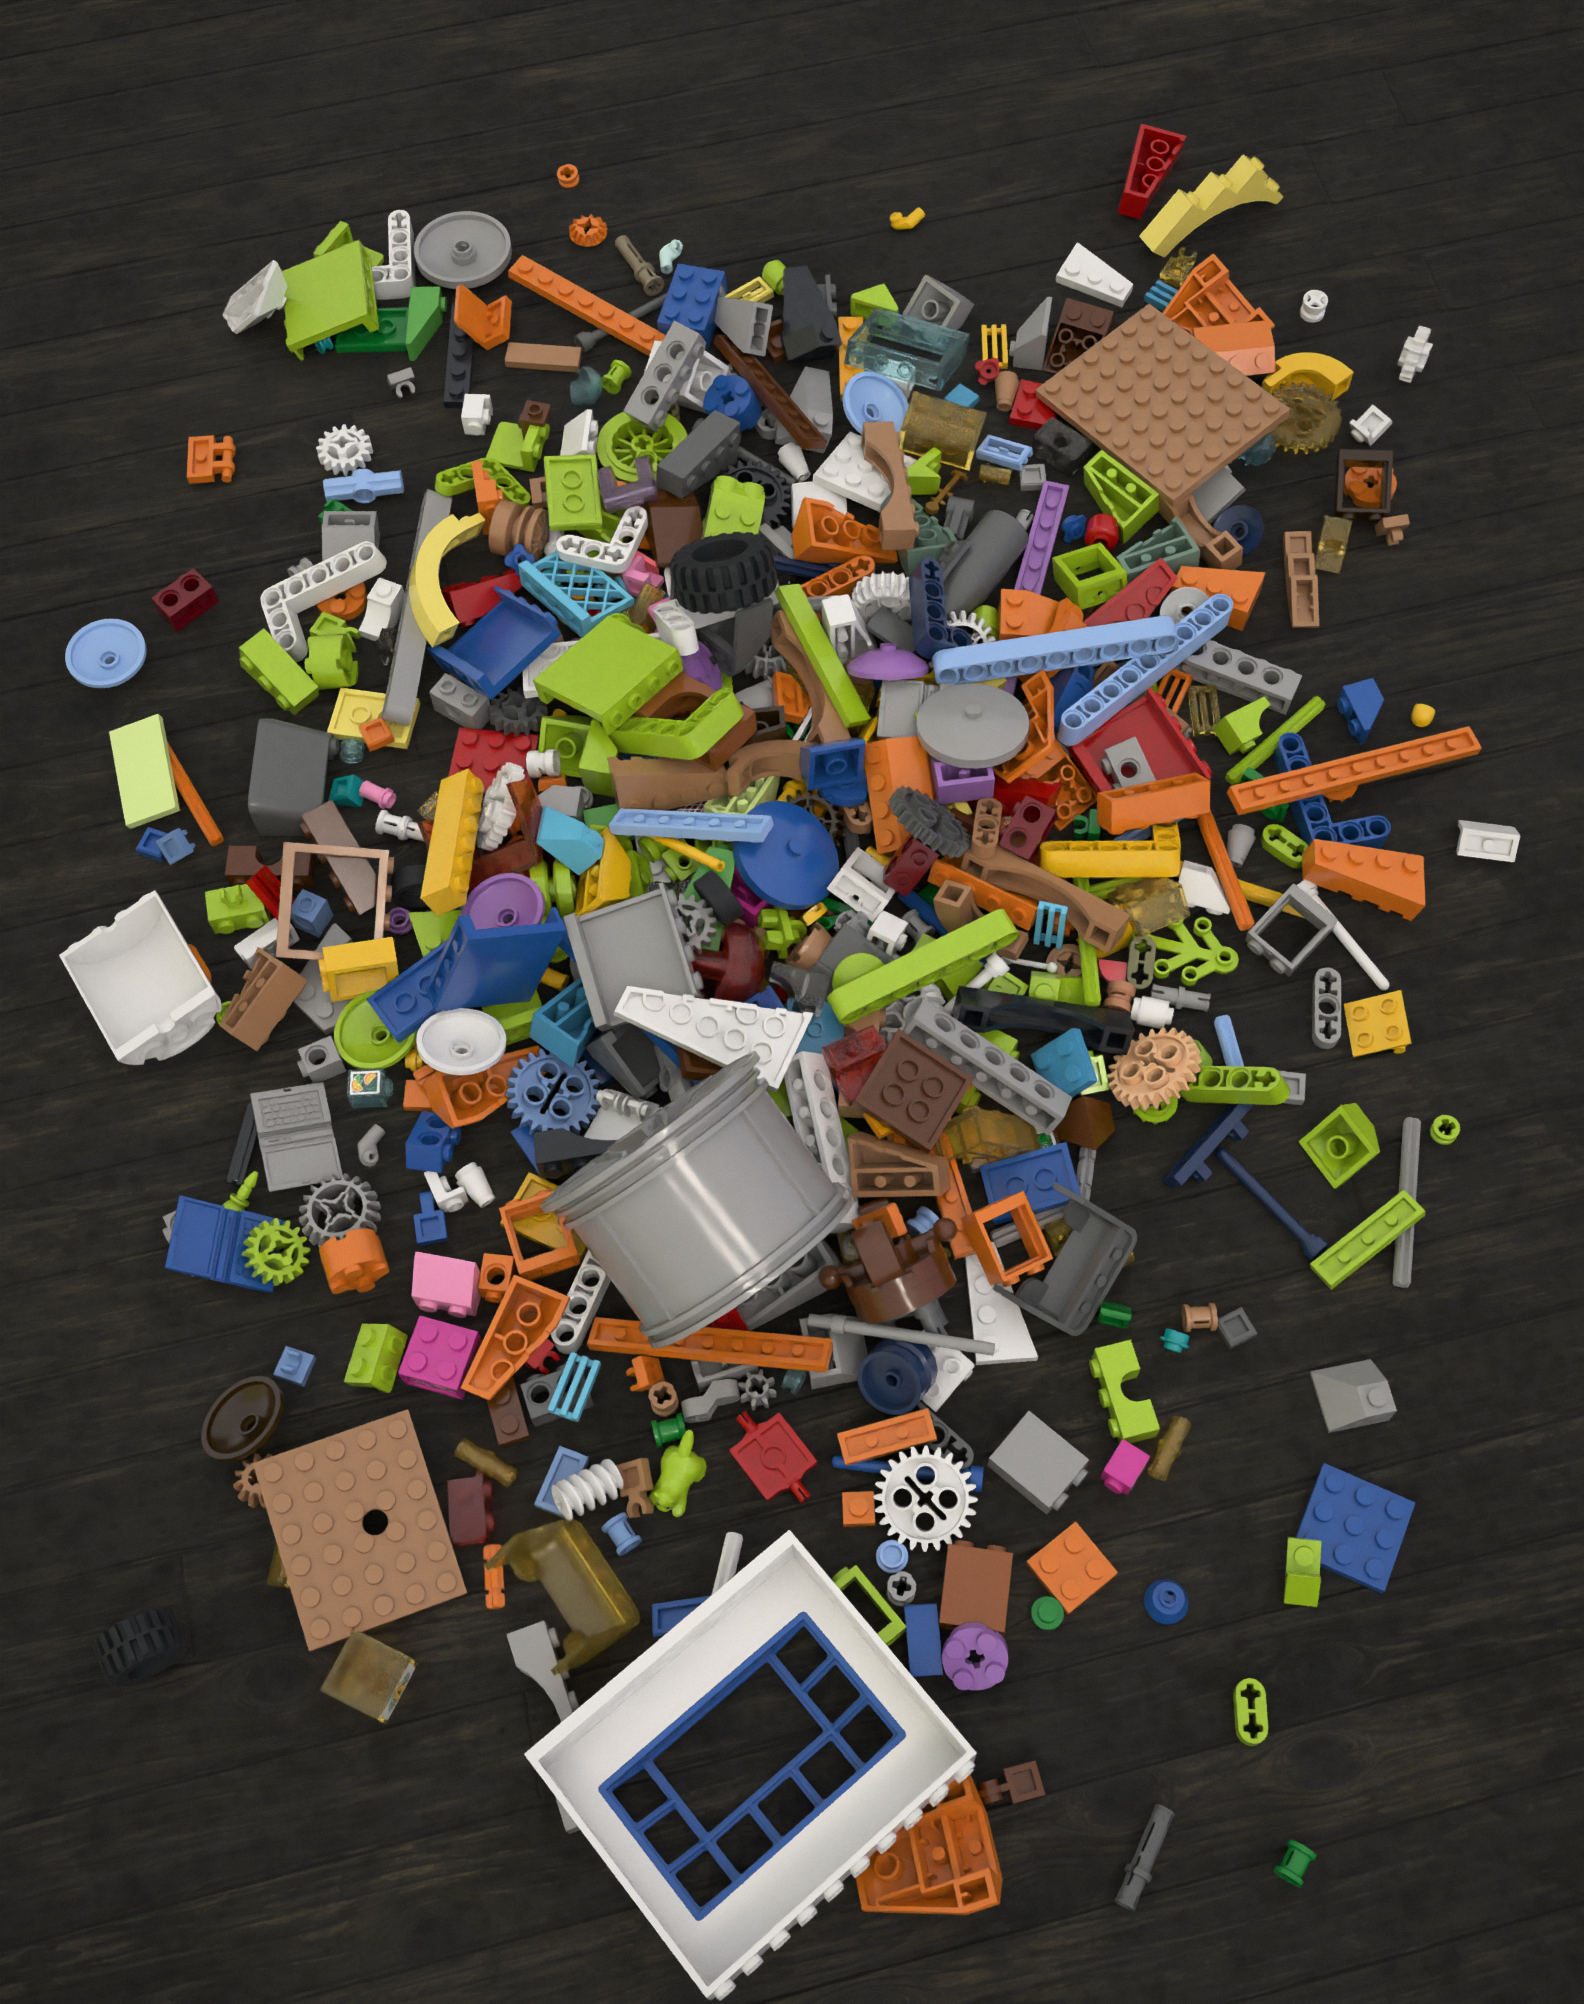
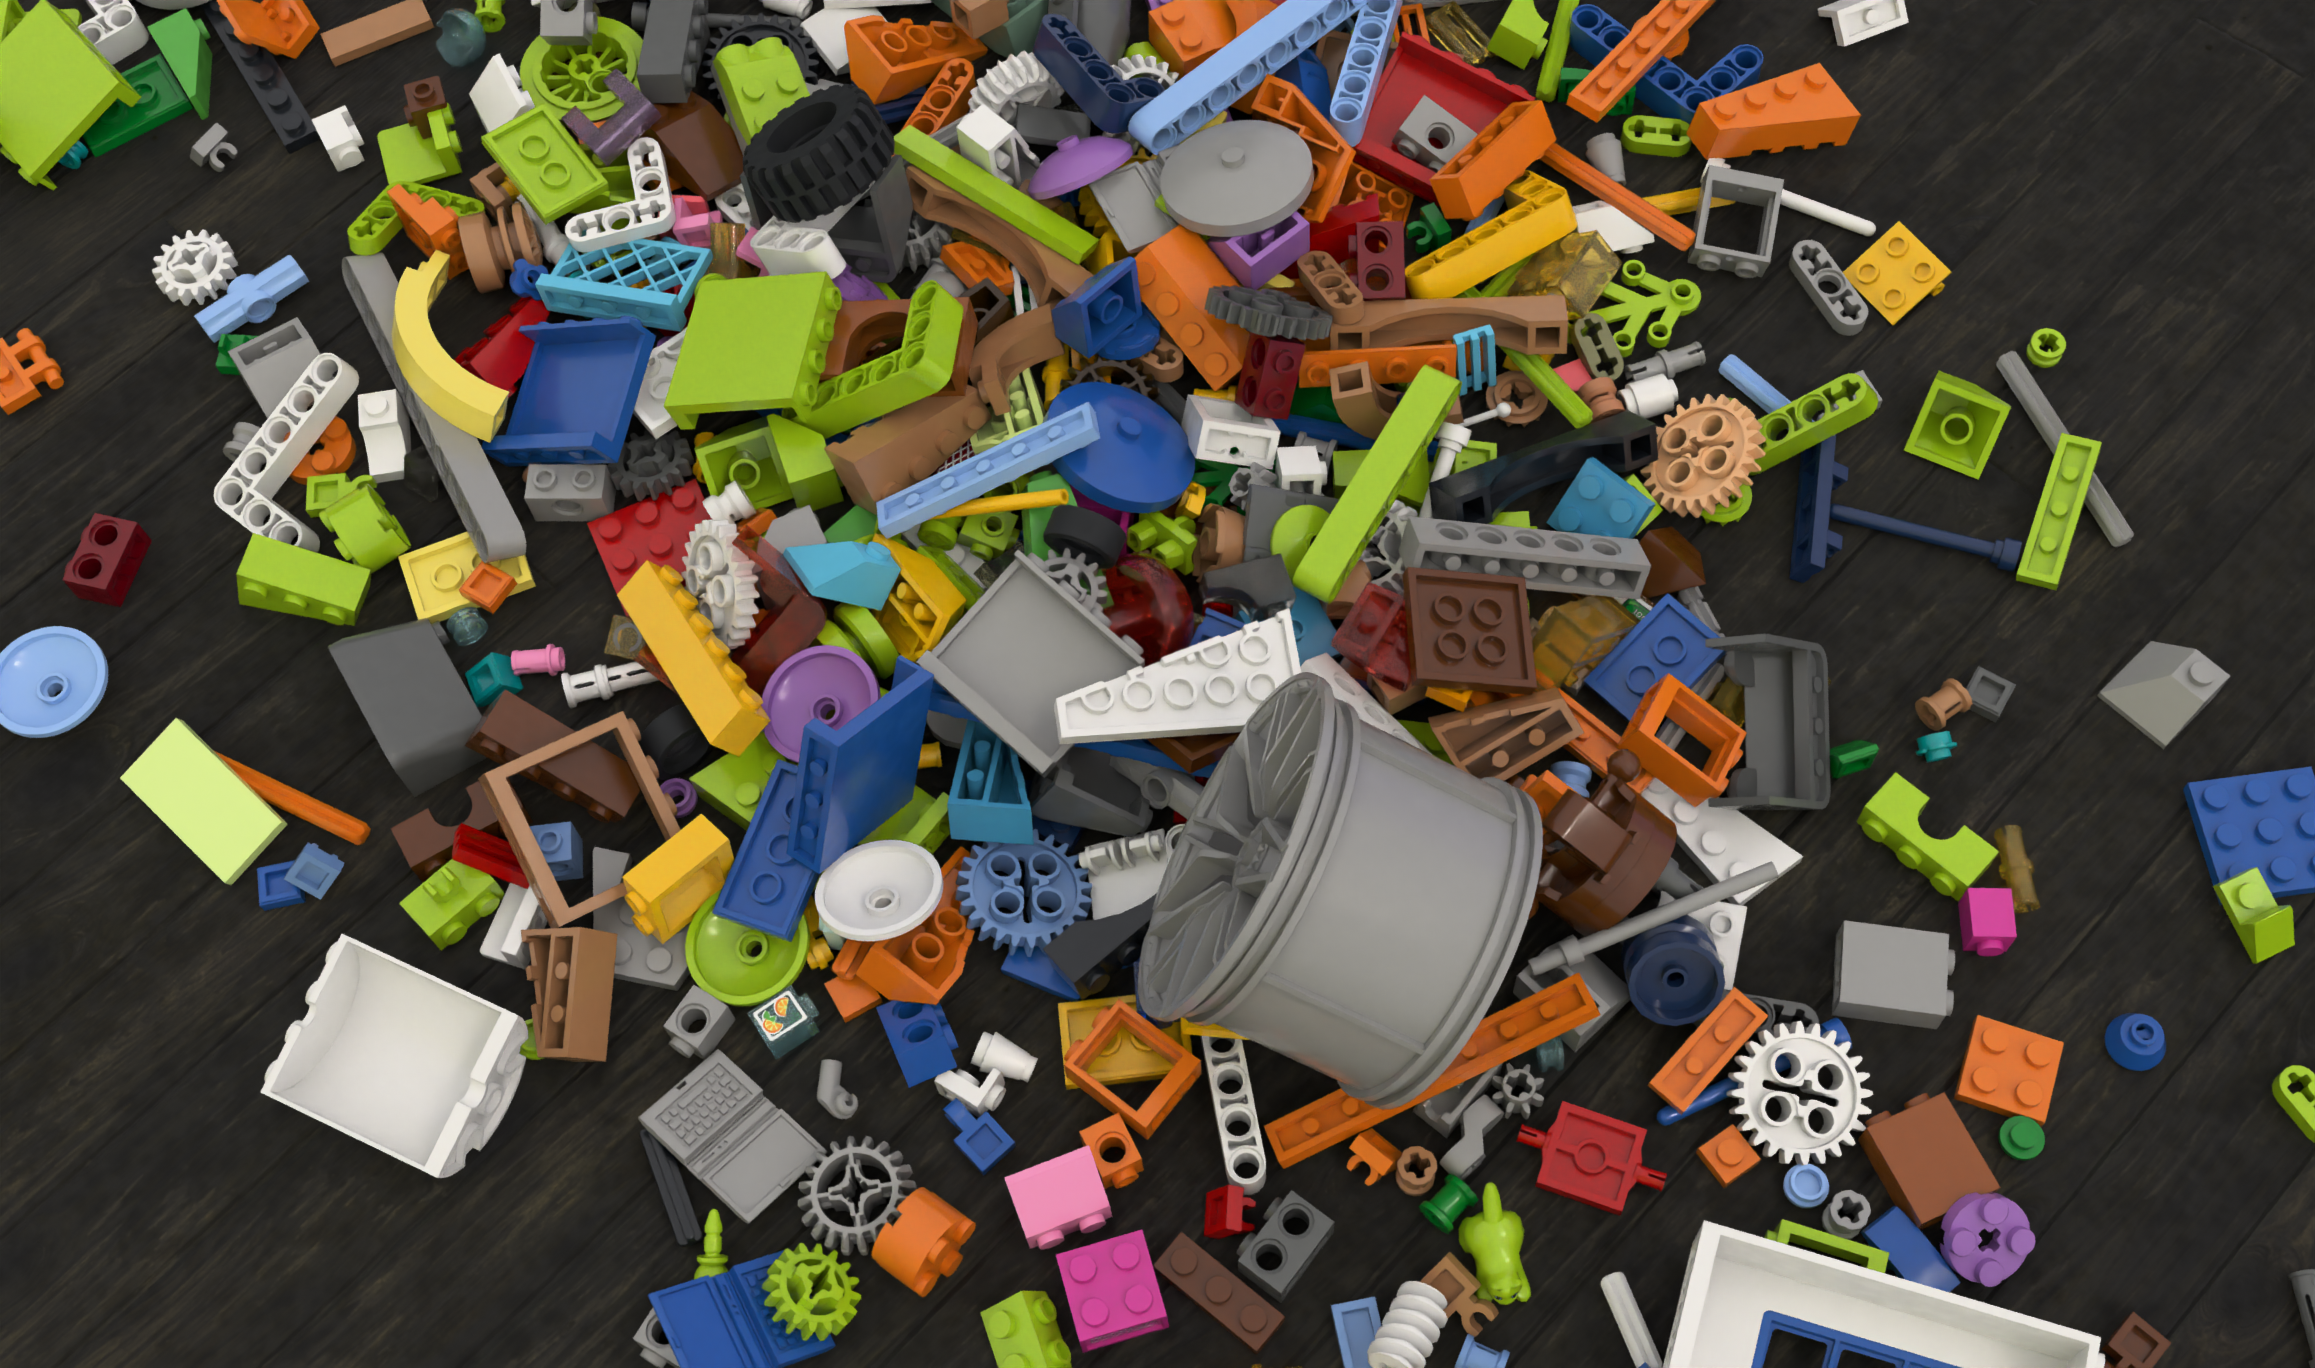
camera: 30 degrees left, 0 degrees up
(517, 1330) = (1190, 1197): orange wedge -> none
(583, 1362) = (1299, 1184): medium azure tile -> none
(1056, 987) = (1525, 428): lime arch -> none

